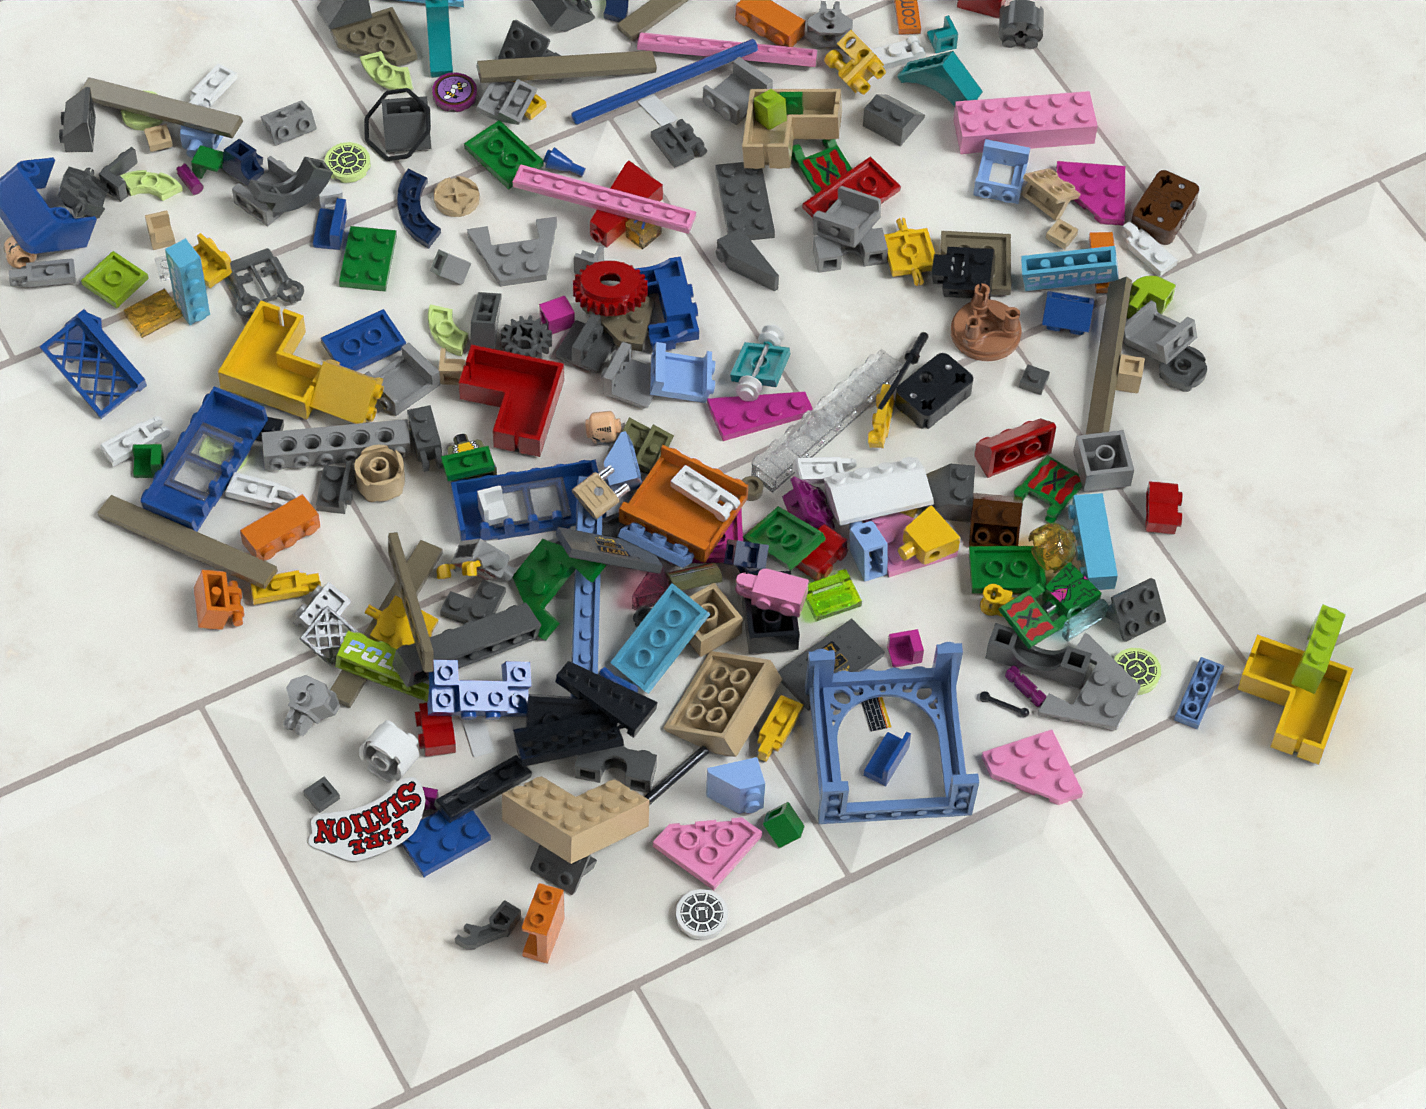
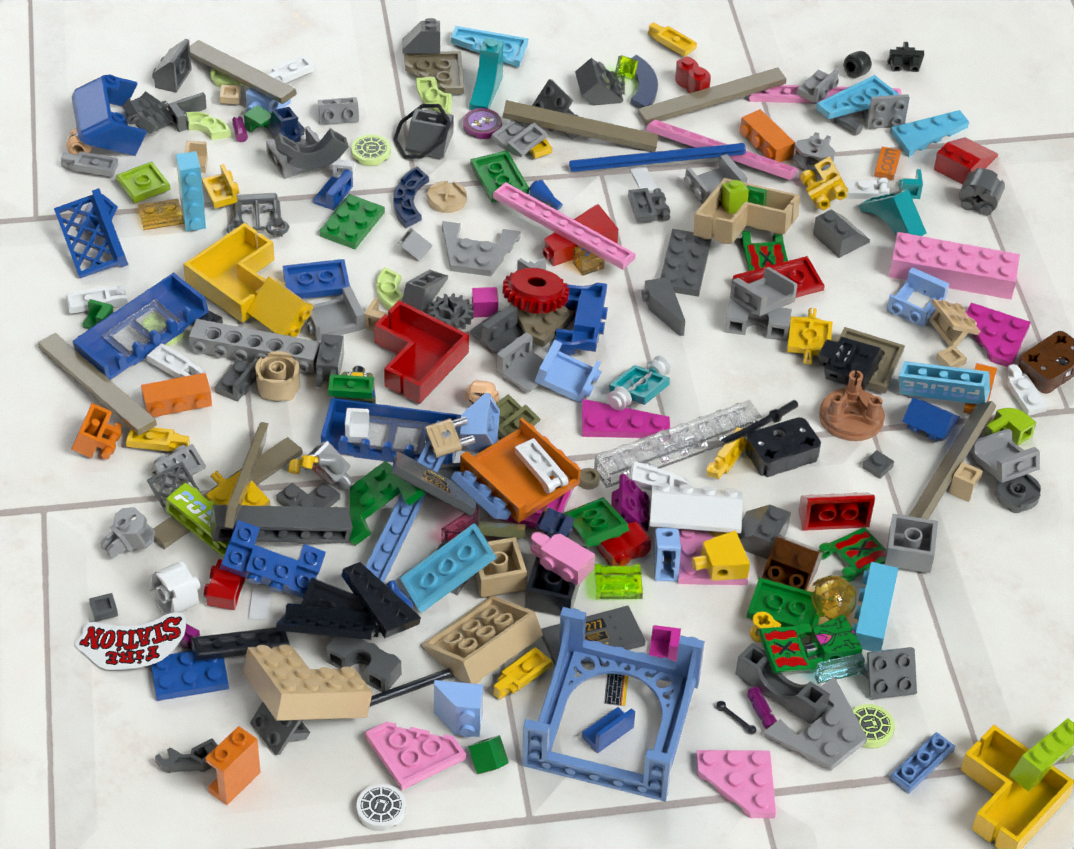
camera: 20 degrees right, 10 degrees down
(1162, 507) = (950, 598): red brick -> none

